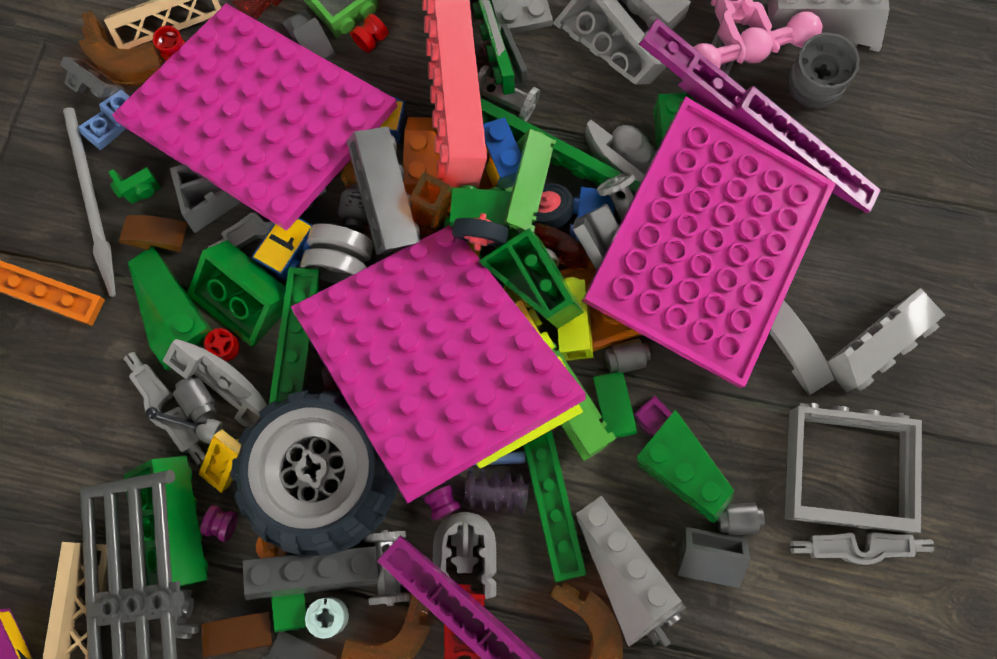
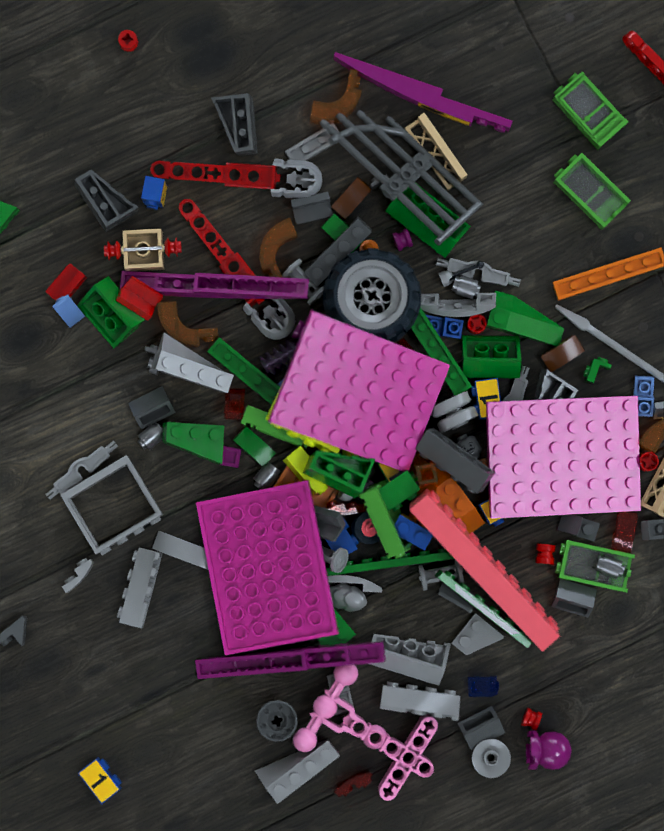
camera: 140 degrees right, 10 degrees up
(218, 460) = (425, 269): yellow tile -> none
(257, 368) = (446, 326): none -> blue slope
(326, 617) = (315, 238): light aqua piece -> none
(480, 231) = (385, 474): black wheel -> none
(601, 475) = (234, 404): none -> clear red slope
(957, 413) = (82, 571): none -> light grey slope

